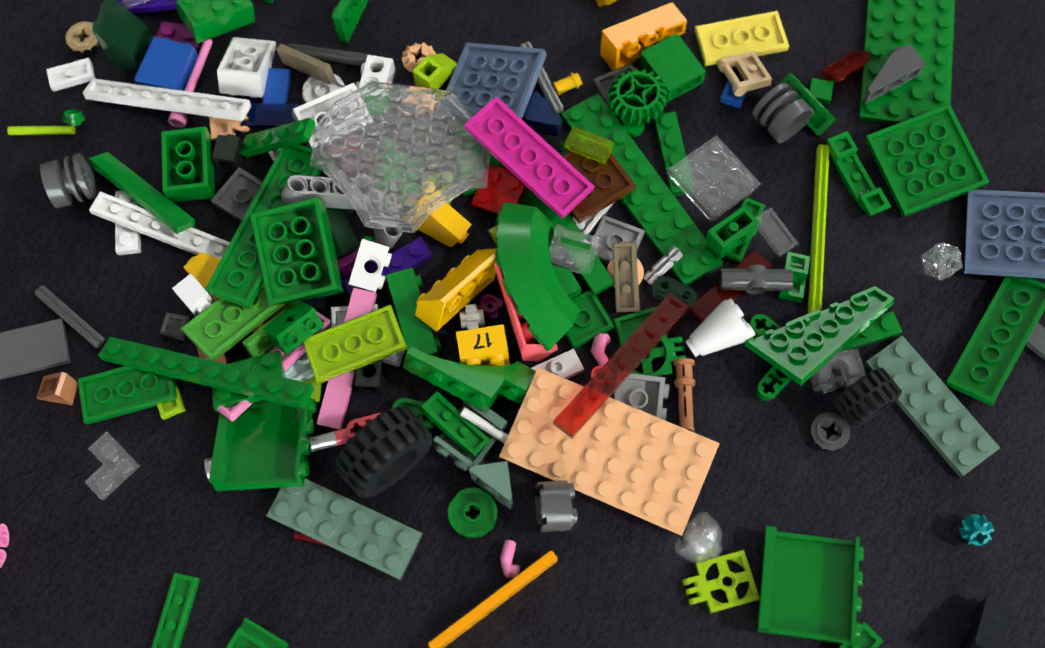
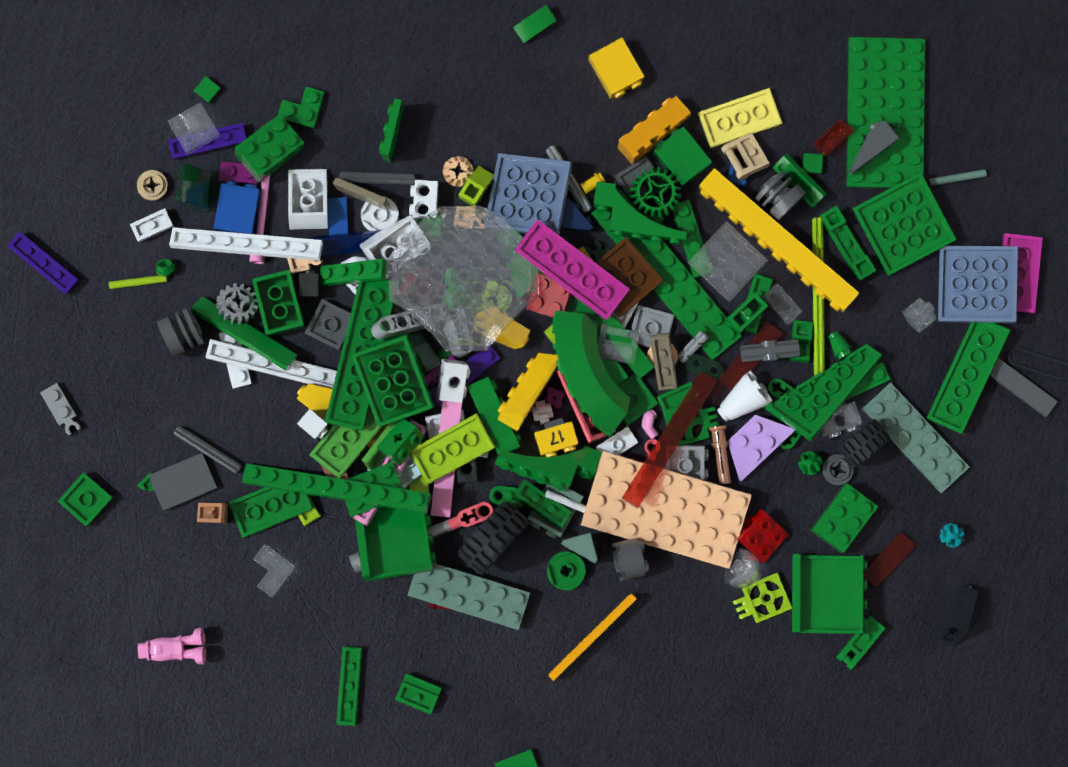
camera: 15 degrees left, 15 degrees up
(140, 161) = (243, 298): none -> light grey gear
(172, 326) = (297, 446): dark grey tile -> none
(506, 558) = (597, 603): bright pink arm -> none
(589, 145) = (620, 248): clear neon green tile -> none
(605, 120) = (628, 220): none -> green arch
(728, 499) = (761, 535): none -> red plate
(730, 386) = (755, 443): none -> lavender wing
(778, 163) = (778, 240): none -> yellow brick
(796, 417) = (810, 463): none -> green gear
(835, 491) = (843, 518): none -> green brick
(841, 286) = (840, 346): none -> green cone
(890, 552) = (888, 559): none -> clear red tile
(992, 122) = (957, 177): none -> sand green bar

